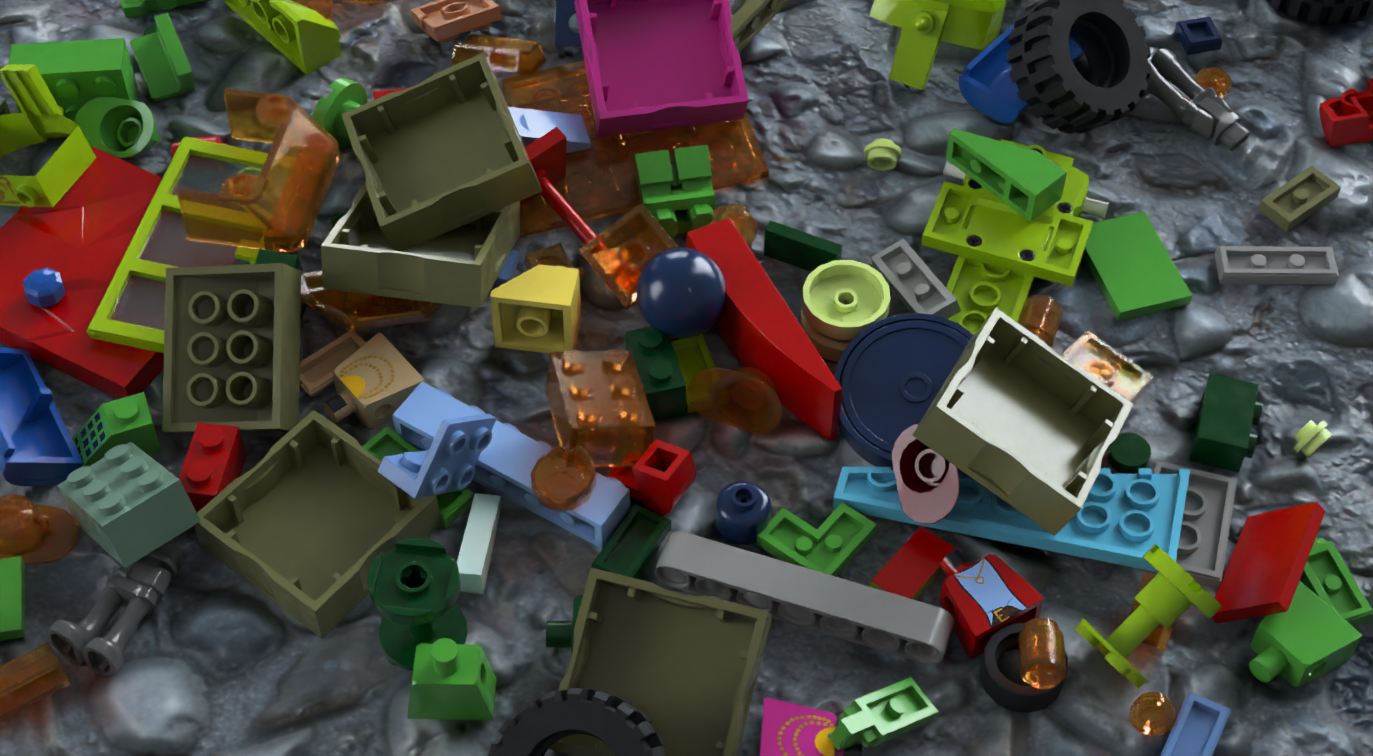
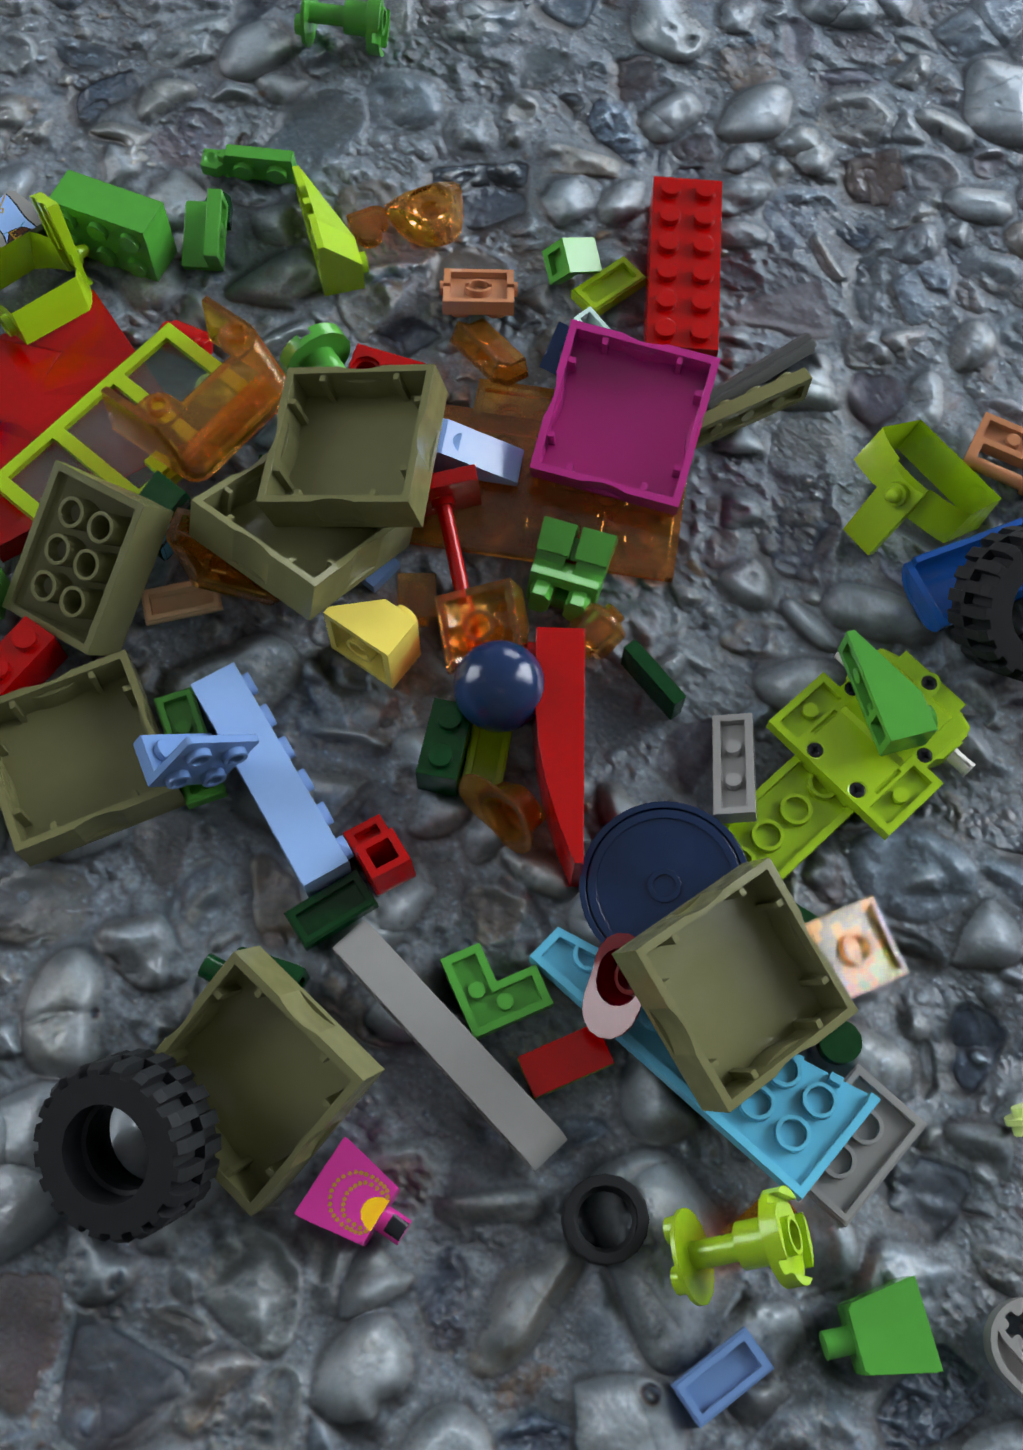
camera: 25 degrees right, 15 degrees up
(118, 126) = (127, 286): bright green piece -> none
(372, 383) = (198, 640): tan torso -> none
(417, 597) = (96, 891): dark green piece -> none
(451, 682) = (92, 975): bright green torso -> none
(478, 542) = (202, 841): light aqua piece -> none
(564, 478) = (287, 829): clear orange hair -> none
(599, 405) = (366, 766): clear orange brick -> none
(742, 512) = (439, 943): dark blue head -> none
(841, 303) = (650, 762): yellowish green wheel -> none
(882, 154) = (787, 610): yellowish green plate -> none
(883, 715) = (443, 1208): bright green hinge -> none
(985, 598) = (608, 1132): torso -> none
(1042, 317) = (830, 864): clear orange brick -> none
(1042, 653) = (617, 1230): clear orange brick -> none
(1134, 267) = (962, 843): bright green tile -> none
(1152, 714) = (695, 1334): clear orange plate -> none
(1225, 423) = (950, 1061): dark green brick -> none
(1268, 562) = (897, 1241): red tile -> none
(1334, 584) = (951, 1277): bright green hinge -> none

